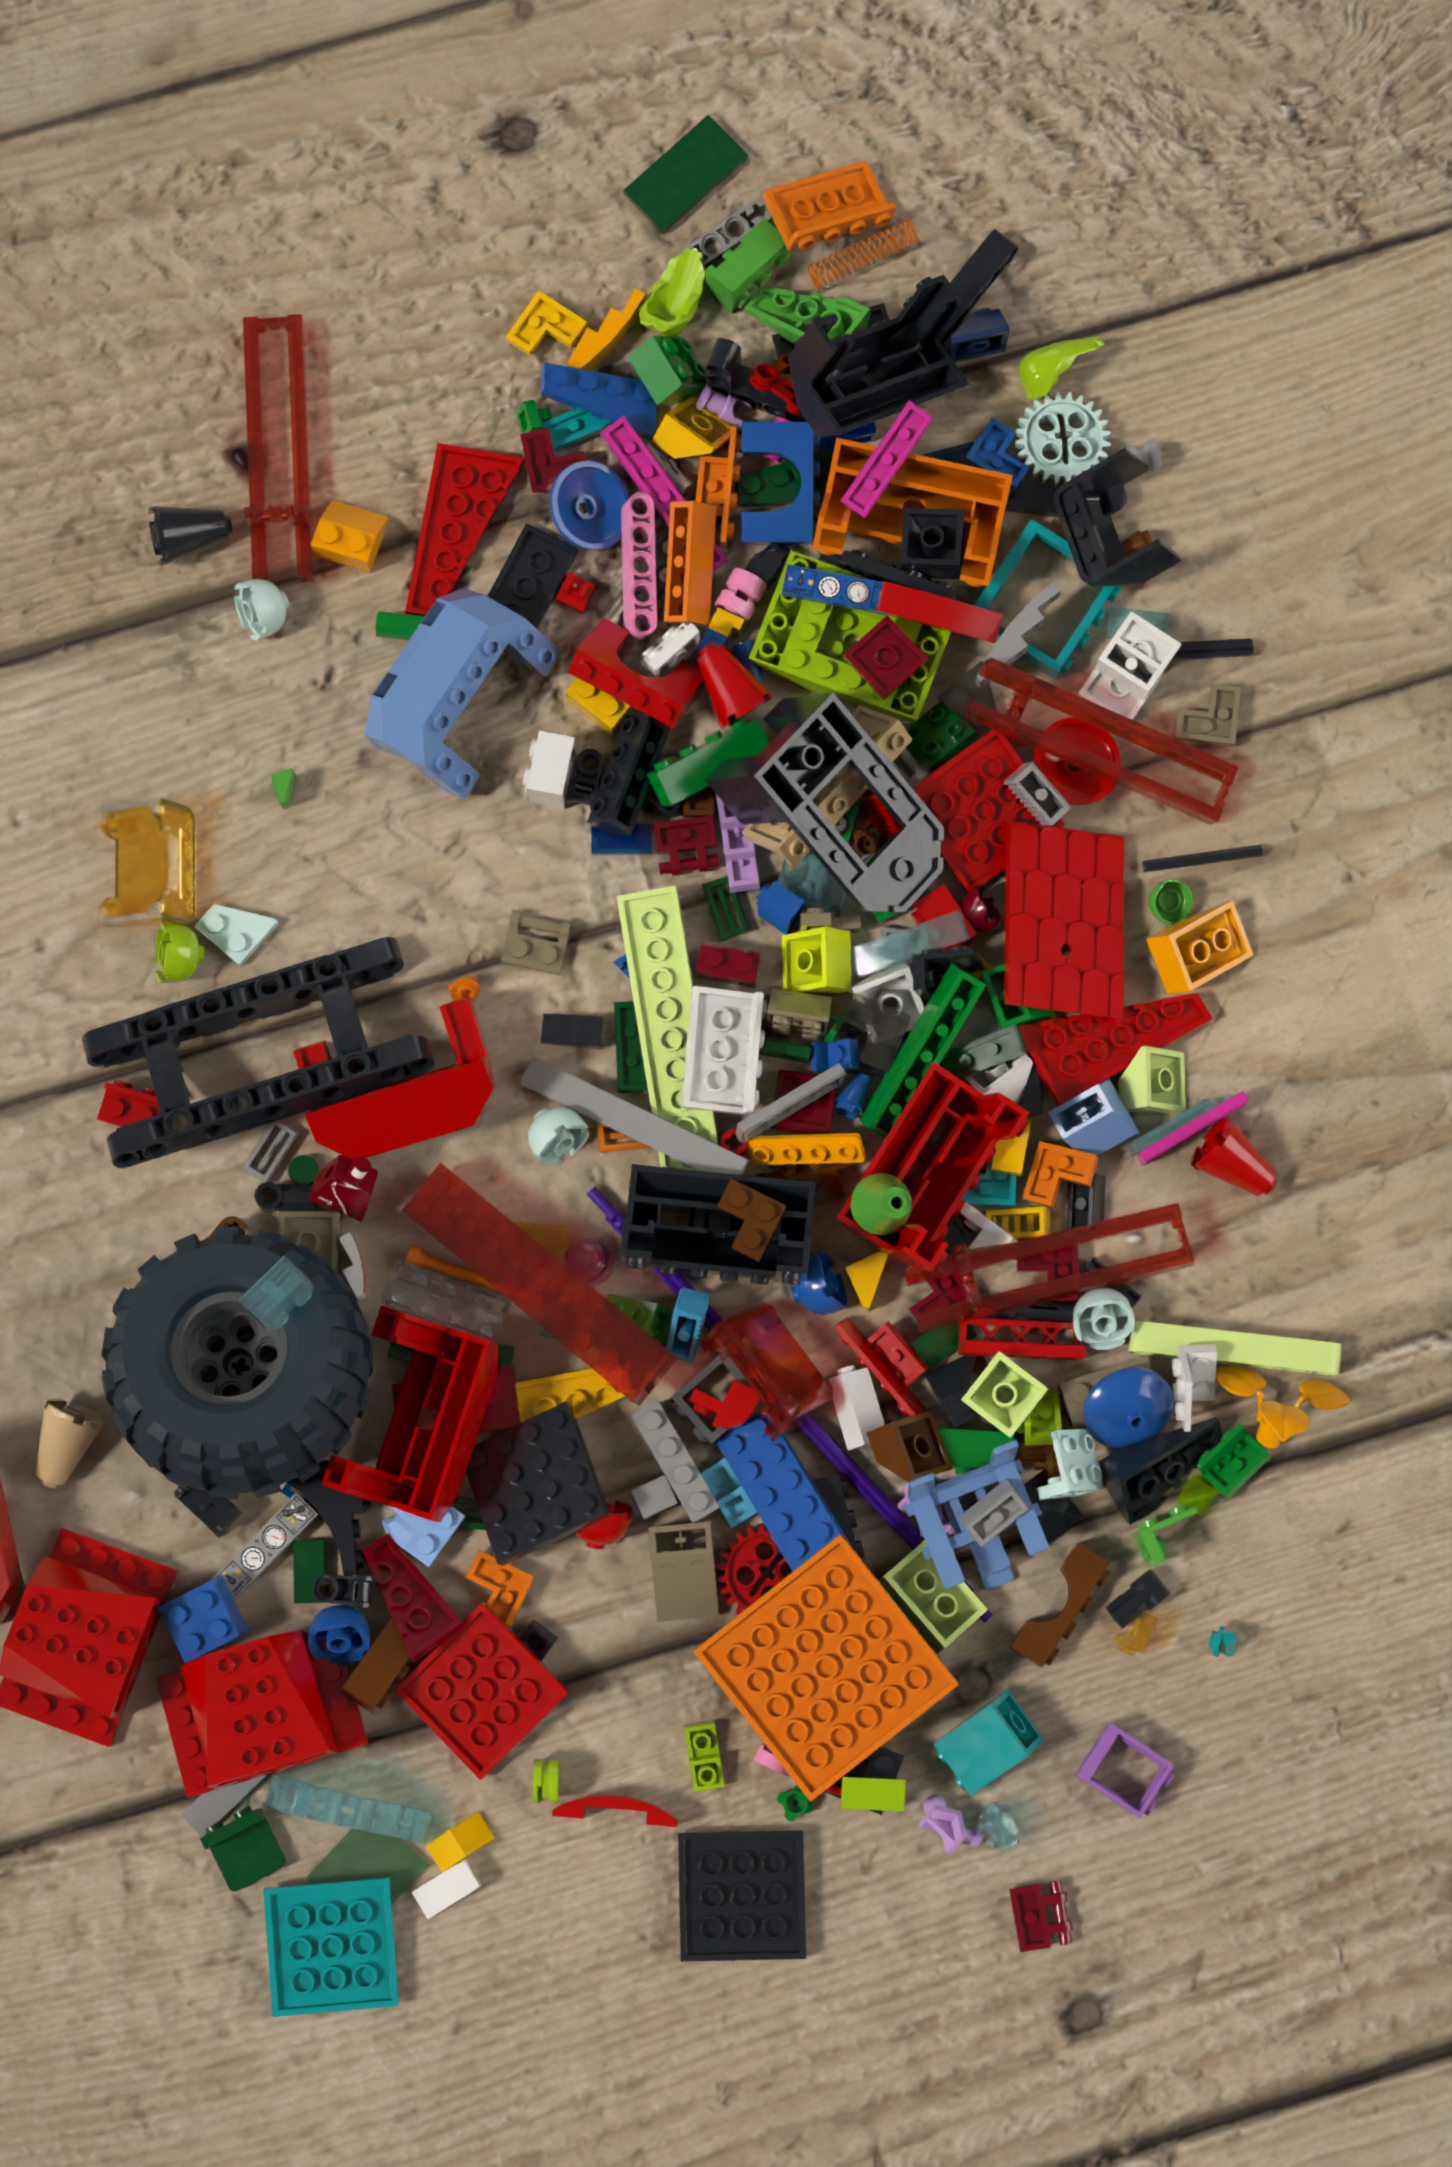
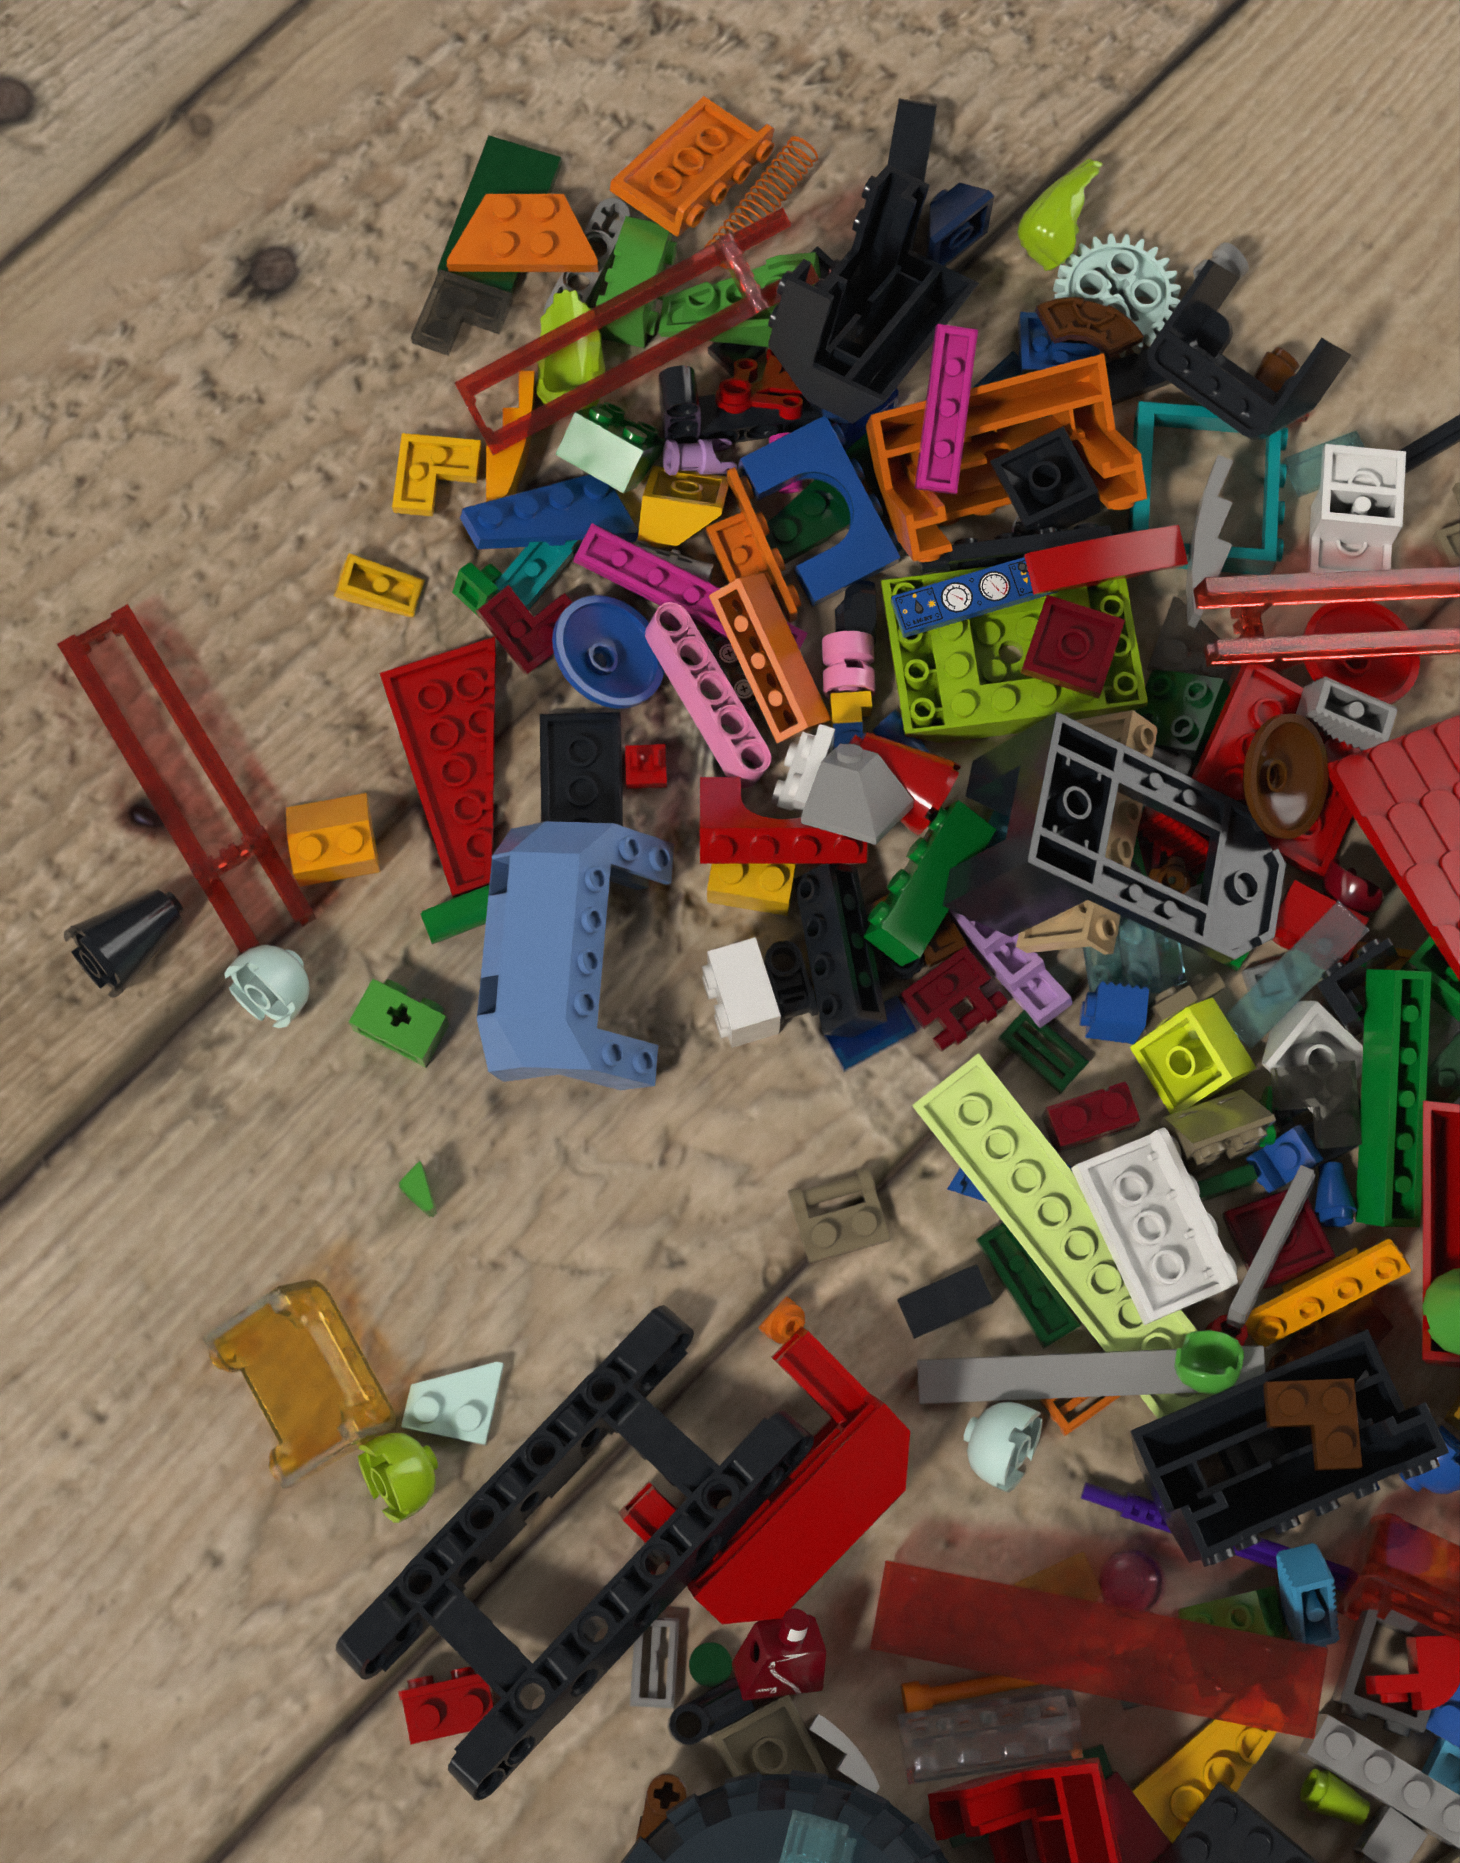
camera: 30 degrees left, 5 degrees down
(333, 691) = (413, 1040): none -> bright green brick
(469, 385) = (378, 586): none -> yellow slope
(625, 219) = (456, 301): none -> clear smoke plate
(636, 1454) = (1334, 1798): none -> lime cone
(687, 681) = (856, 795): none -> light grey slope
(690, 196) = (523, 236): none -> orange wing
(705, 1149) = (1209, 1361): none -> bright green hair
(794, 324) = (724, 250): none -> clear red piece
(983, 815) = (1286, 776): none -> reddish brown dish
(1029, 449) = (1089, 322): none -> reddish brown tile

